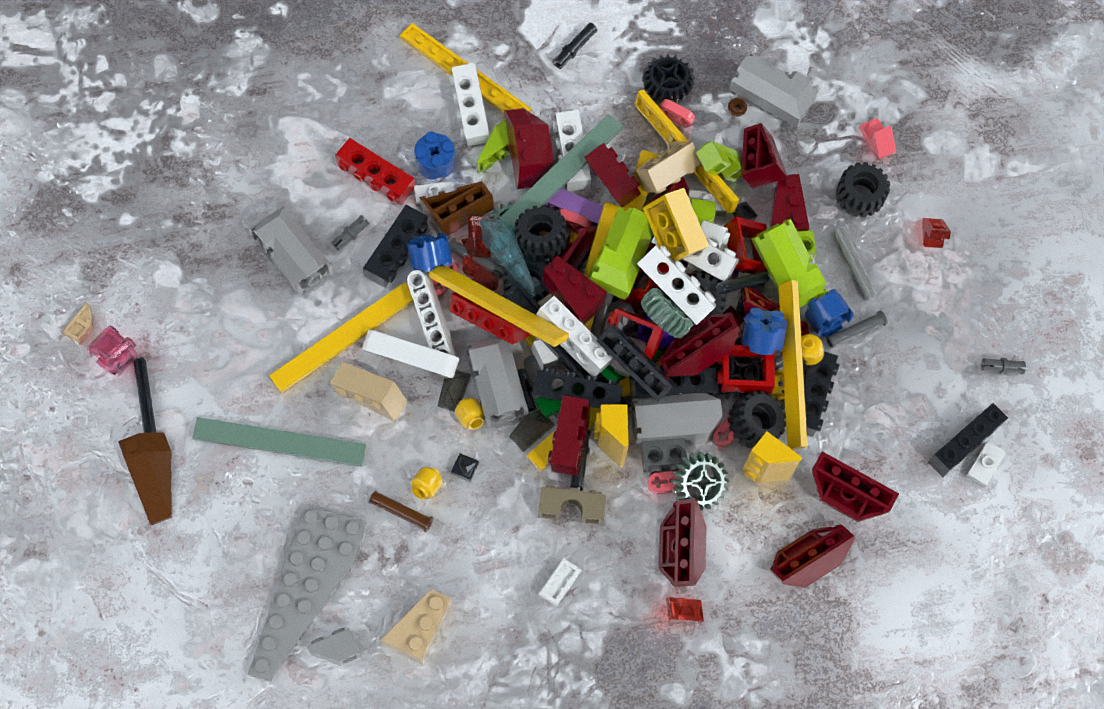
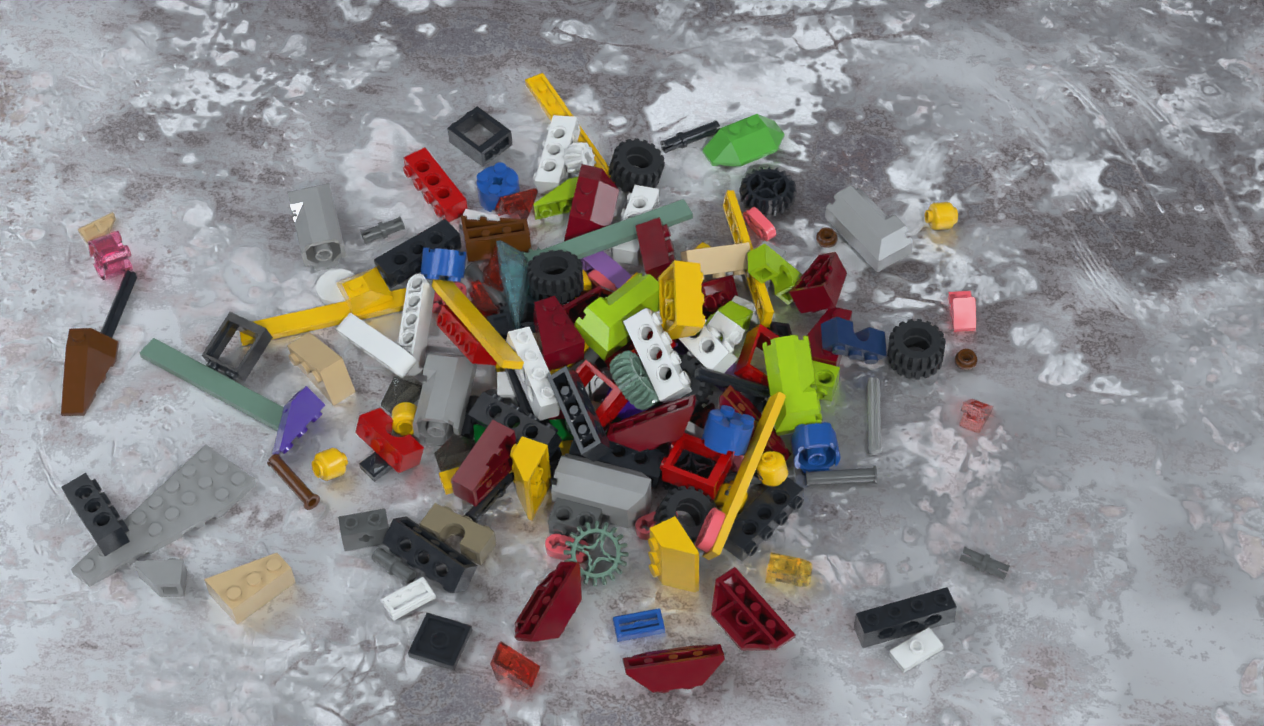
camera: 30 degrees right, 15 degrees down
(270, 635) = (96, 514): none -> black brick
(284, 378) = (221, 339): none -> black window
(338, 304) = (327, 287): none -> white tile
(367, 300) = (364, 290): none -> yellow slope
(373, 448) = (296, 415): none -> dark purple slope
(385, 122) = (489, 149): none -> black window
(464, 165) = (520, 202): none -> clear red slope
(480, 449) = (398, 452): none -> red arch
(491, 533) = (363, 529): none -> dark grey brick
(495, 103) = (578, 154): none -> white gear
(532, 556) = (394, 565): none -> dark grey pin
(552, 82) = (637, 154): none -> black tyre
(570, 532) = (460, 568): none -> black brick
(605, 610) = (440, 641): none -> black tile
(625, 37) = (744, 141): none -> bright green wedge
(746, 539) = (640, 628): none -> blue tile
(788, 425) = (710, 529): none -> coral beam
(816, 204) = (864, 345): none -> dark blue arch
(822, 54) = (941, 216): none -> yellow head
(856, 433) = (788, 570): none -> clear yellow leg
(906, 180) = (966, 354): none -> reddish brown plate

